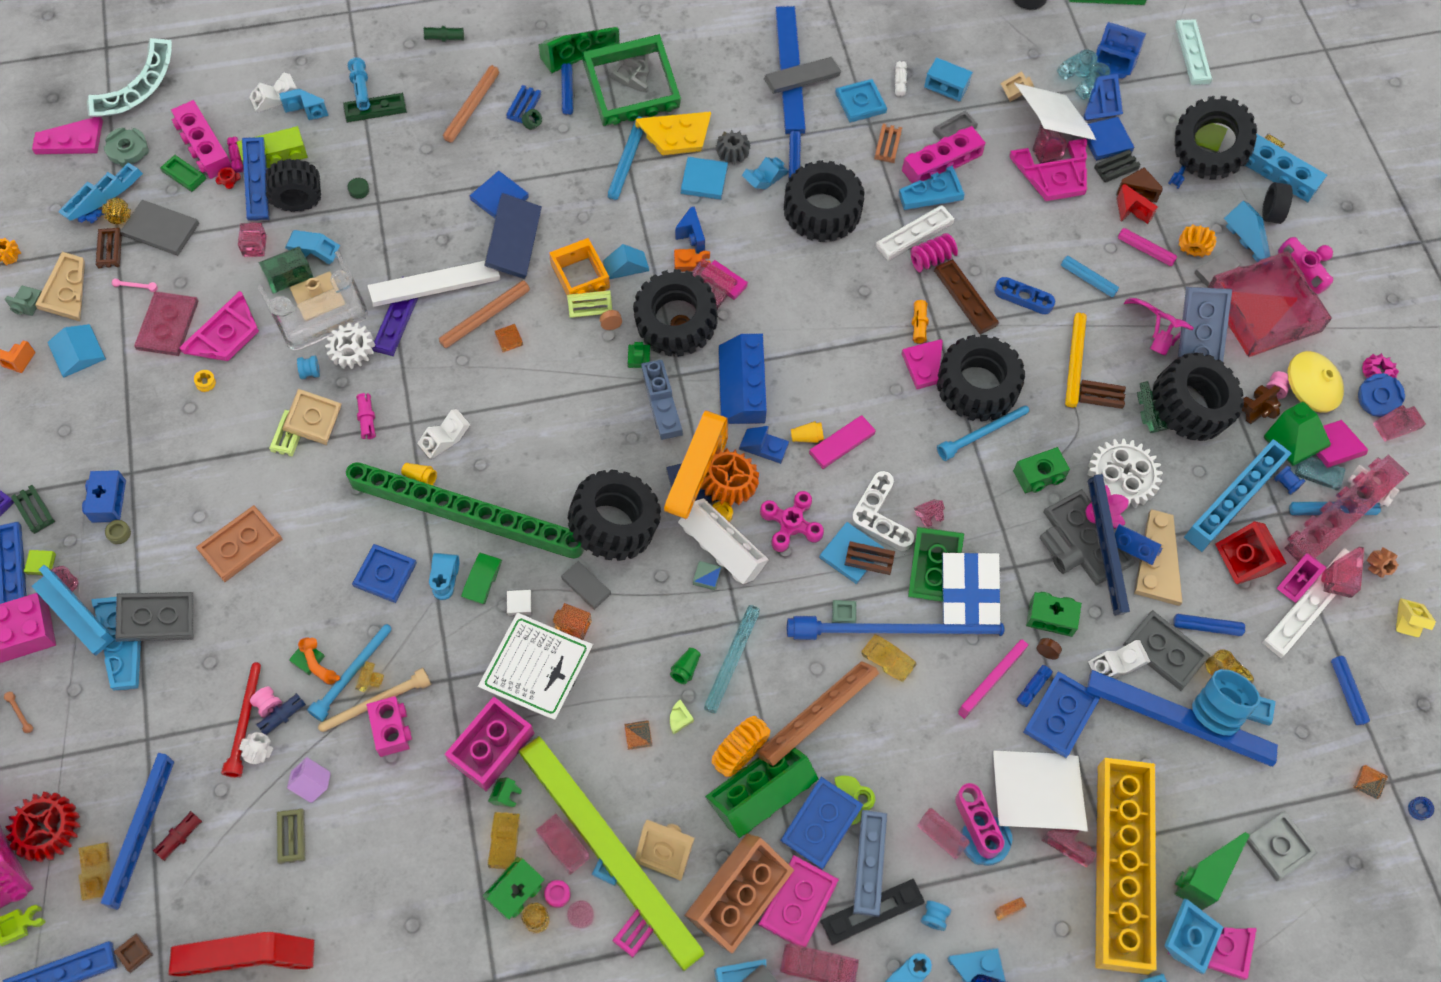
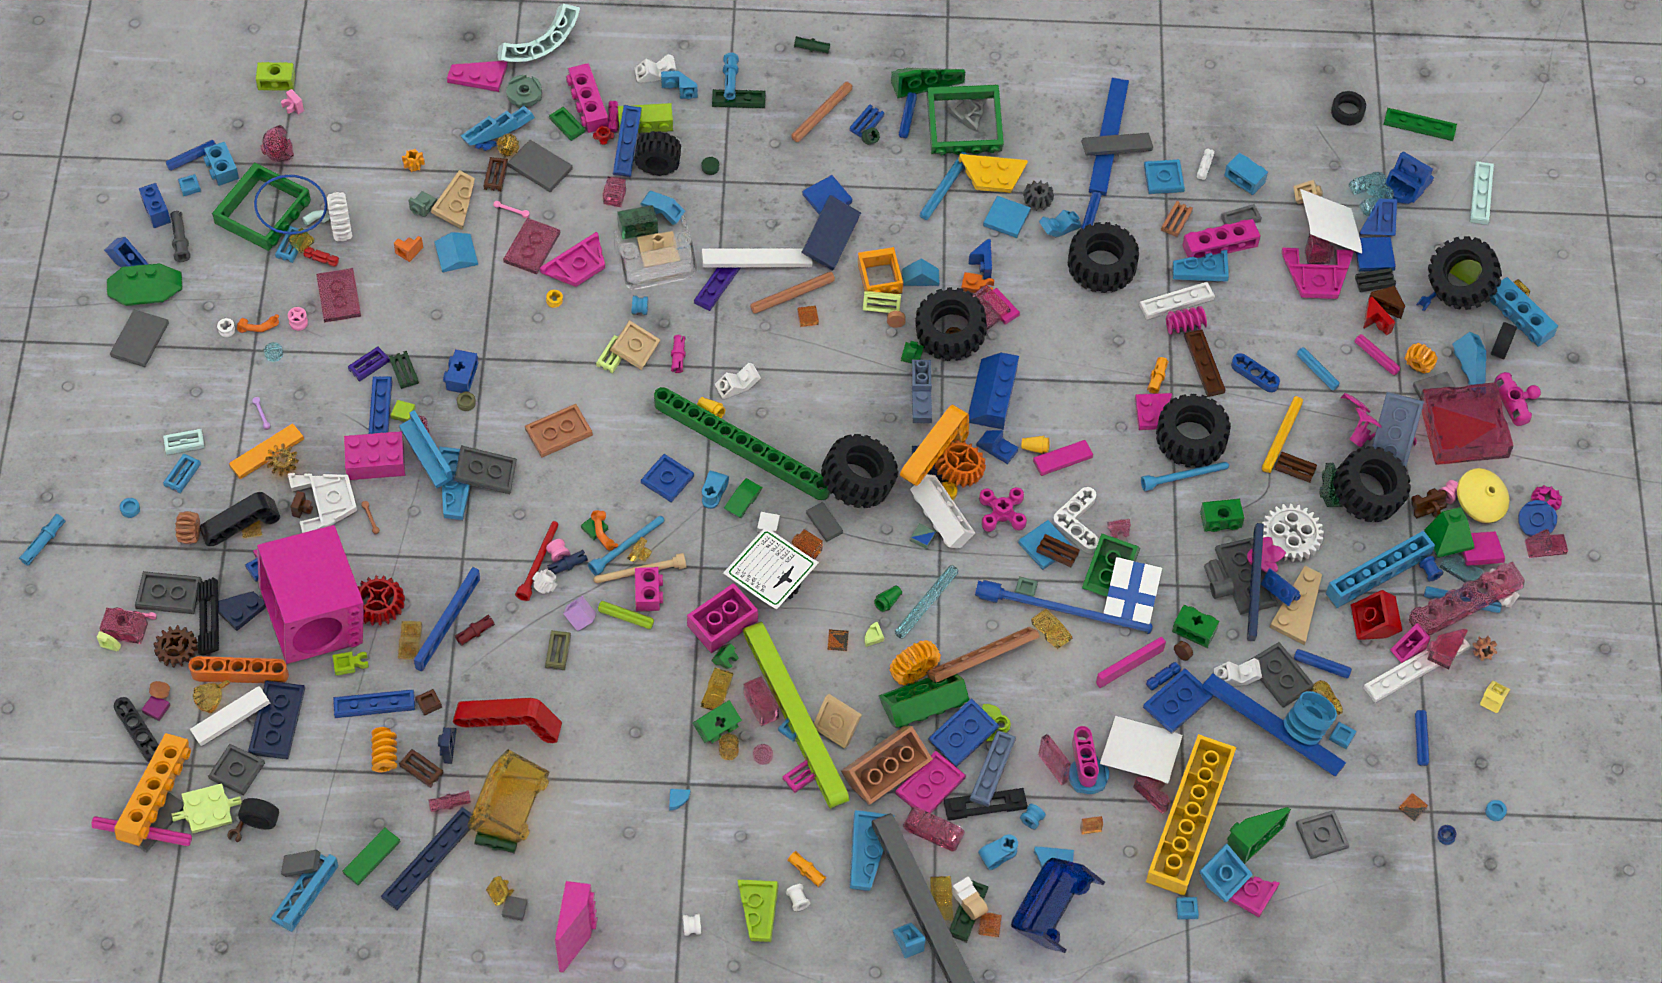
camera: 15 degrees right, 5 degrees down
(350, 345) = (675, 294): white gear -> none
(368, 766) = (625, 614): none -> lime axle
(557, 893) = (748, 736): dark pink tile -> none

